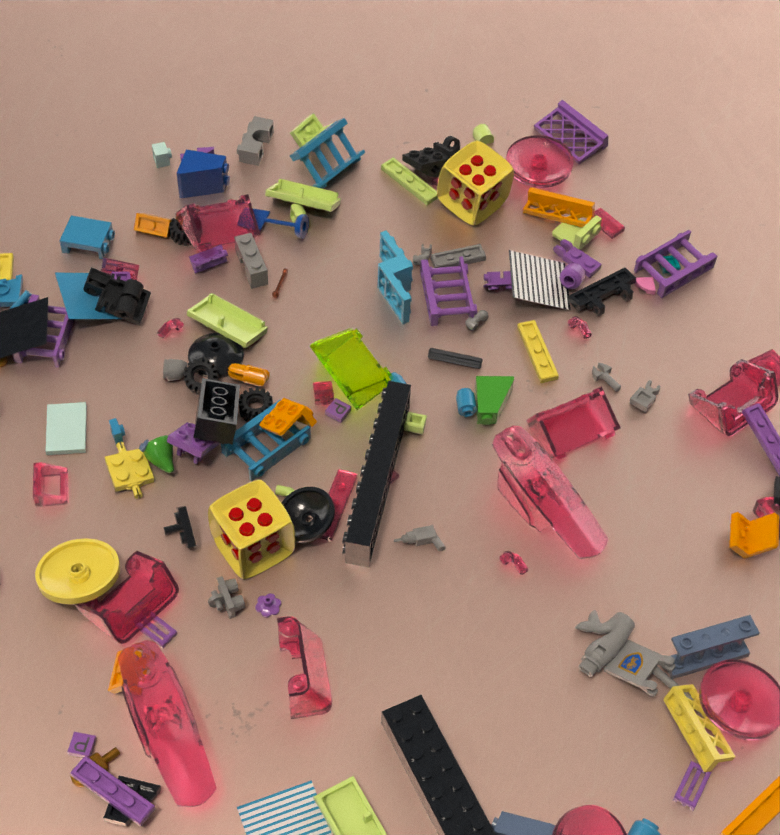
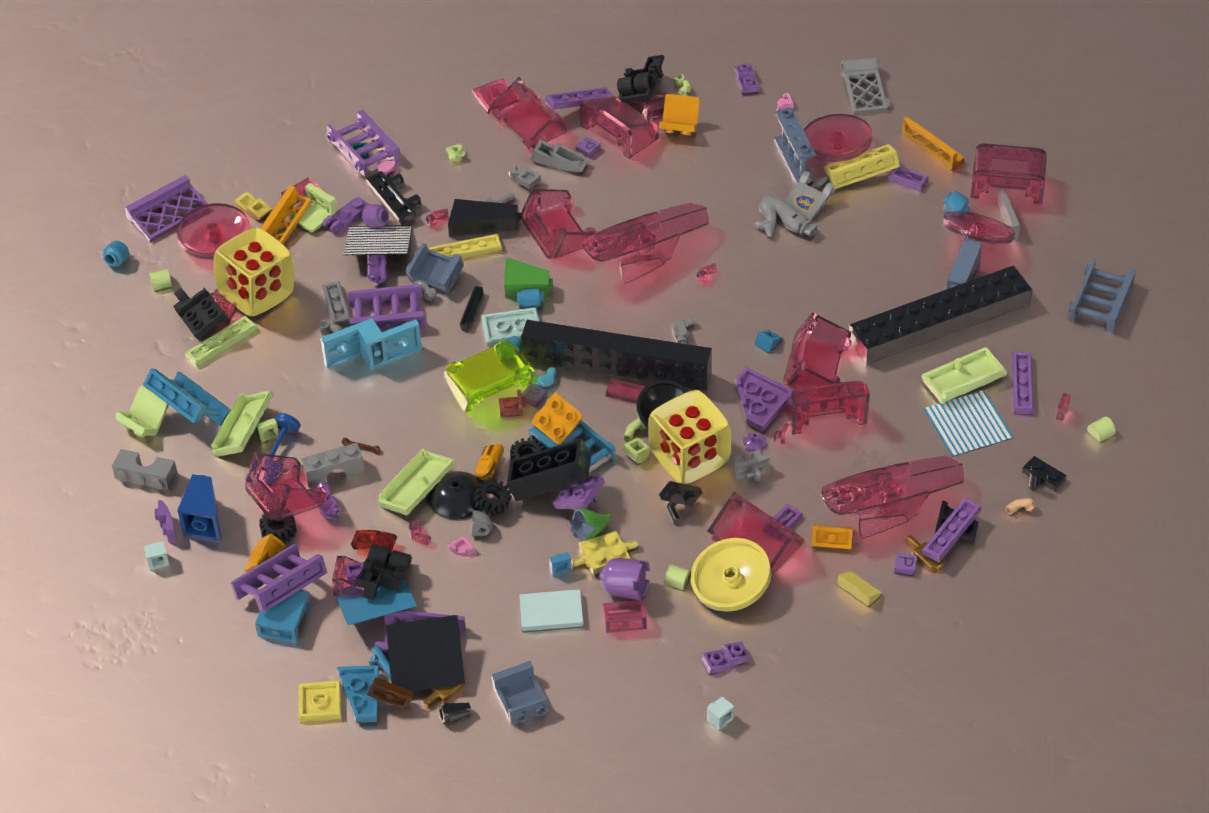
camera: 85 degrees left, 5 degrees down
(55, 695) = (858, 587): none -> light yellow slope
(83, 481) = (625, 578): none -> medium lavender cylinder
(91, 528) = (677, 577): none -> yellowish green brick
(109, 235) = (284, 586): none -> medium lavender fence
(152, 360) = (461, 546): none -> bright pink tile
(160, 294) = (365, 538): none -> clear red slope
(272, 629) = (781, 434): none -> clear pink hand
(325, 609) = (760, 398): none -> medium lavender plate
(356, 420) = (546, 380): none -> medium azure arm
(377, 665) = (816, 353): none -> clear pink windscreen
(415, 621) = (767, 340): none -> dark azure slope
(431, 391) = (506, 324): none -> light aqua tile
(502, 324) = (434, 269): none -> sand blue panel
(510, 103) = (115, 253): none -> dark azure head
(578, 357) = (482, 217): none -> black slope
(583, 189) = (252, 207): none -> light yellow slope
(675, 338) = (455, 152): none -> yellowish green plate
(677, 425) = (558, 157): none -> light grey slope
(701, 453) = (588, 146): none -> medium lavender tile
(733, 475) = (620, 120): none -> clear pink windscreen

